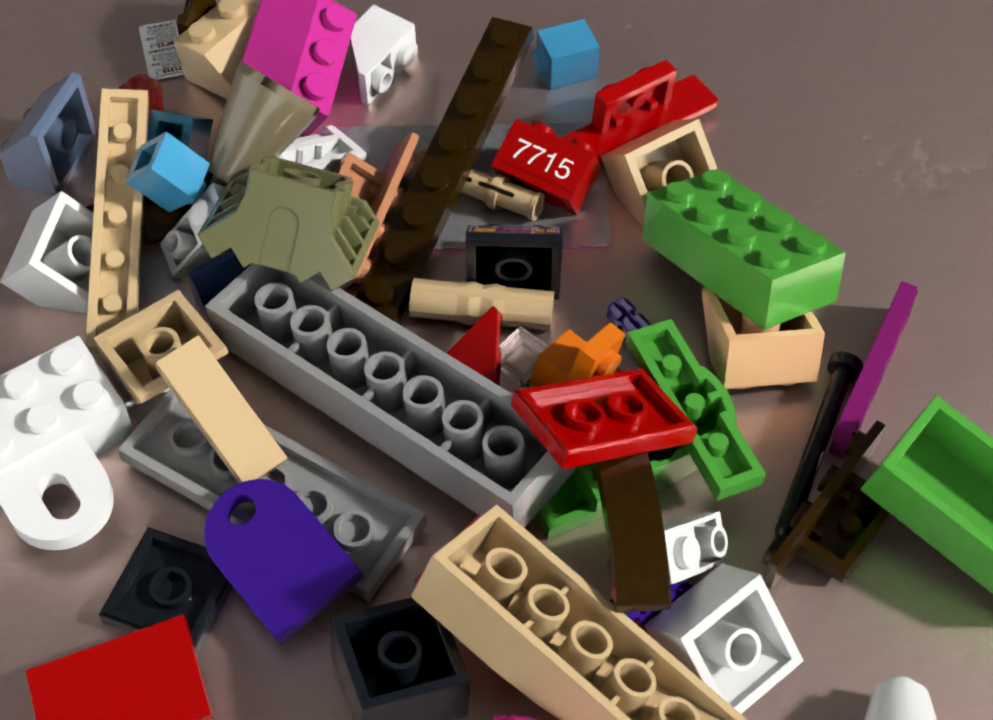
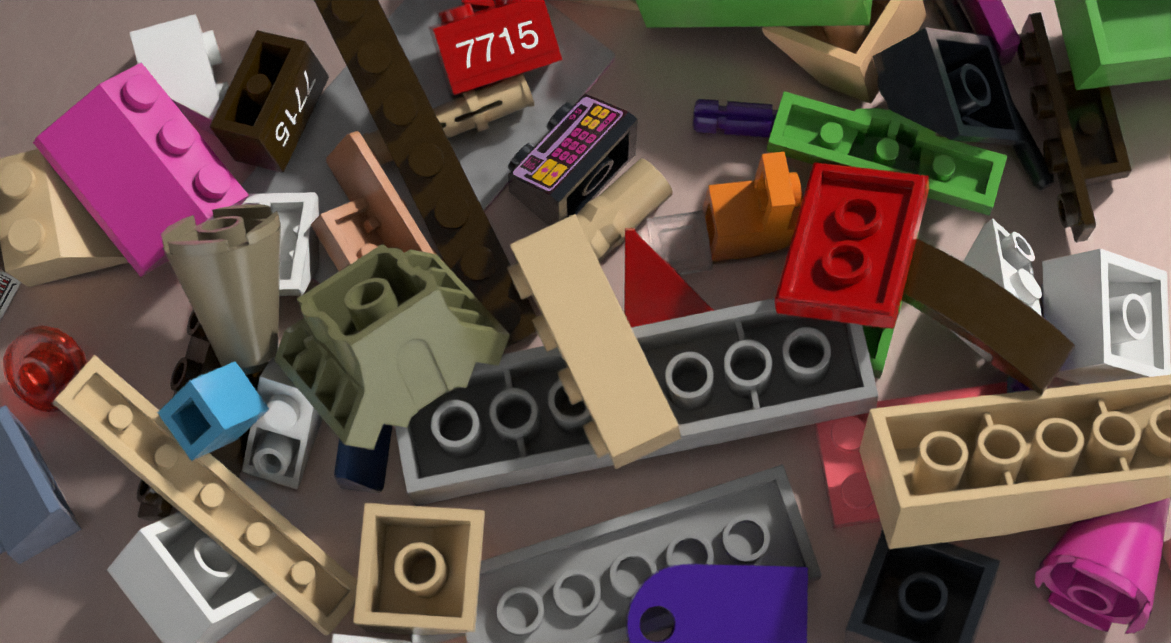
camera: 50 degrees left, 20 degrees up
(187, 128) = (136, 354): dark azure brick -> none
(220, 411) = (545, 566): tan tile -> none
(388, 319) = (594, 342): none -> tan brick
(398, 92) = (269, 101): none -> dark brown brick
(779, 408) = (950, 86): none -> black slope

